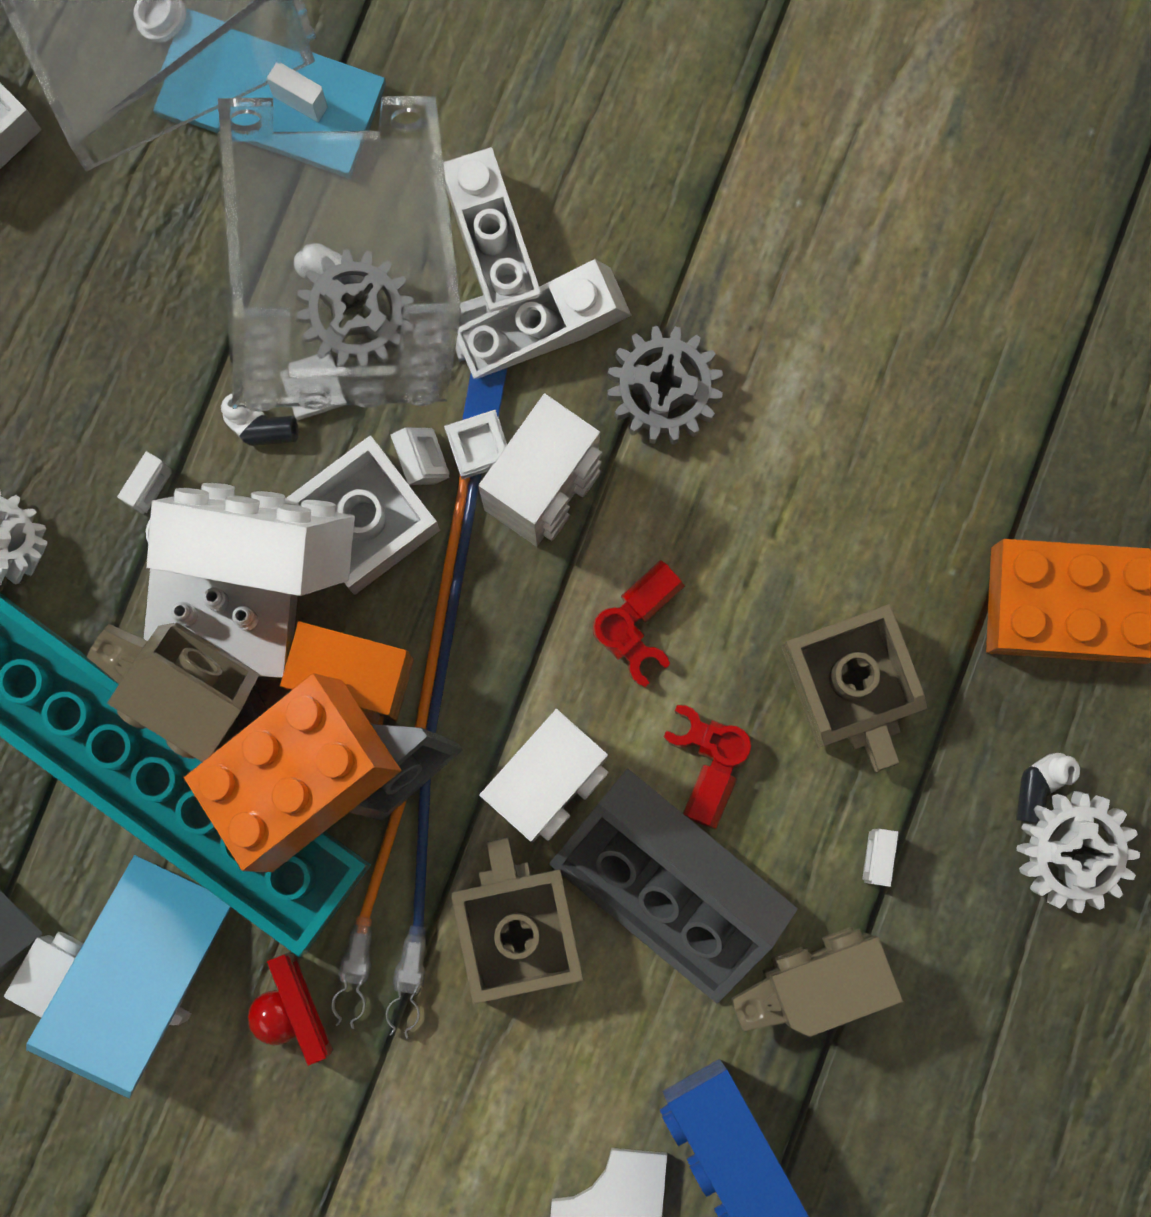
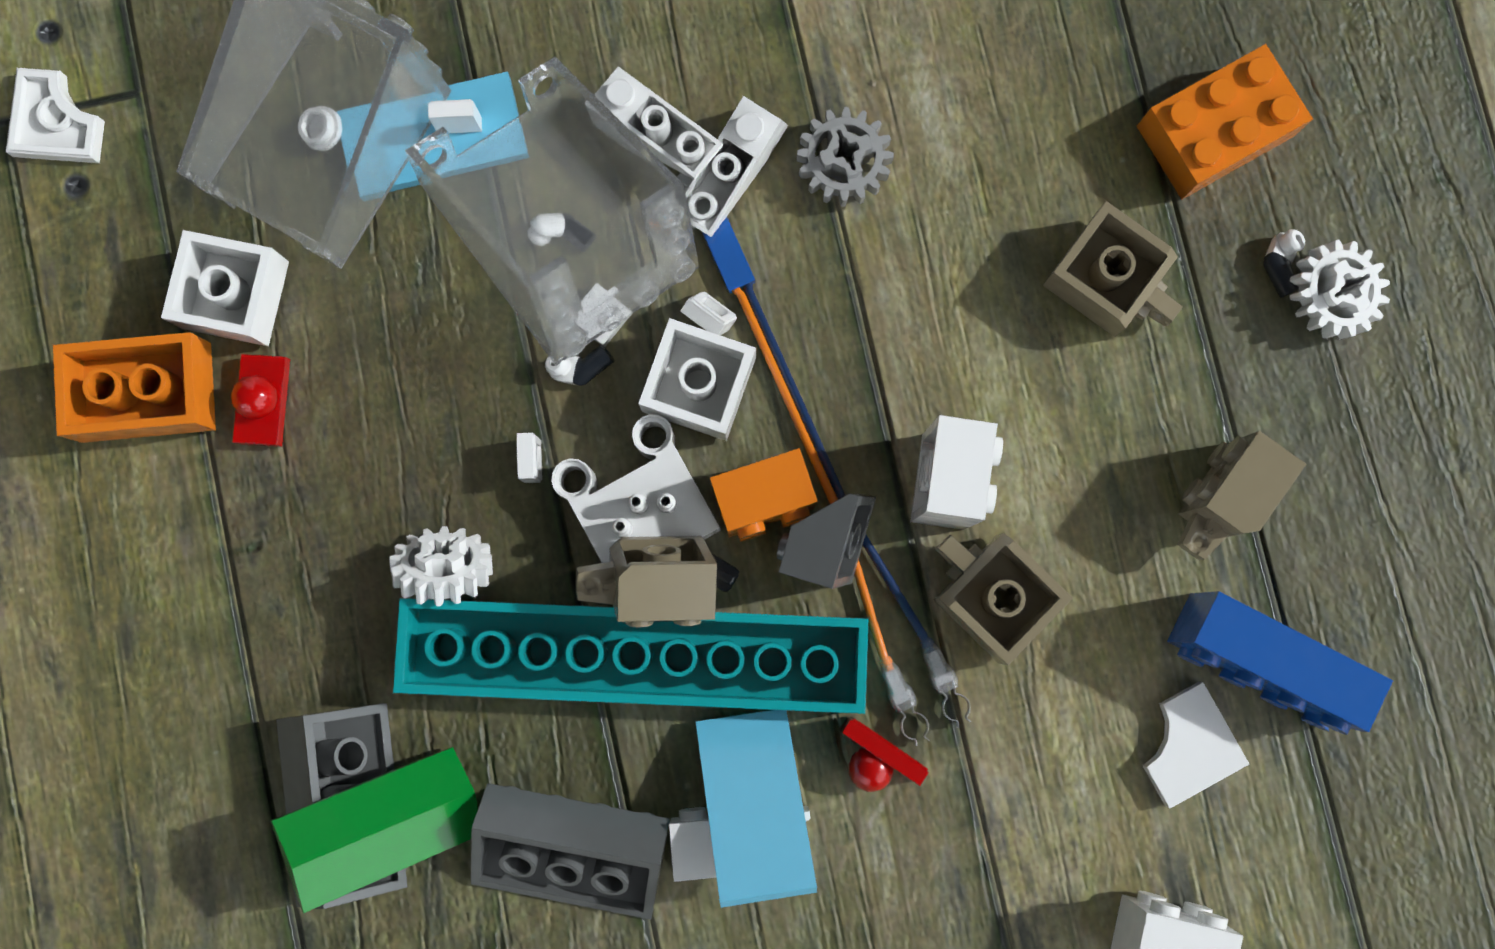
camera: 30 degrees left, 0 degrees up
(250, 539) = (638, 442): white brick -> none
(291, 774) = (781, 585): orange brick -> none
(333, 295) = (614, 239): light grey gear -> none
(476, 443) = (744, 280): white tile -> none
(541, 471) = (810, 263): white brick -> none
(616, 626) = (923, 343): red bar -> none
(674, 887) = (1086, 495): dark grey slope -> none
(728, 749) = (1062, 406): red bar -> none
(880, 857) = (1209, 381): white tile -> none

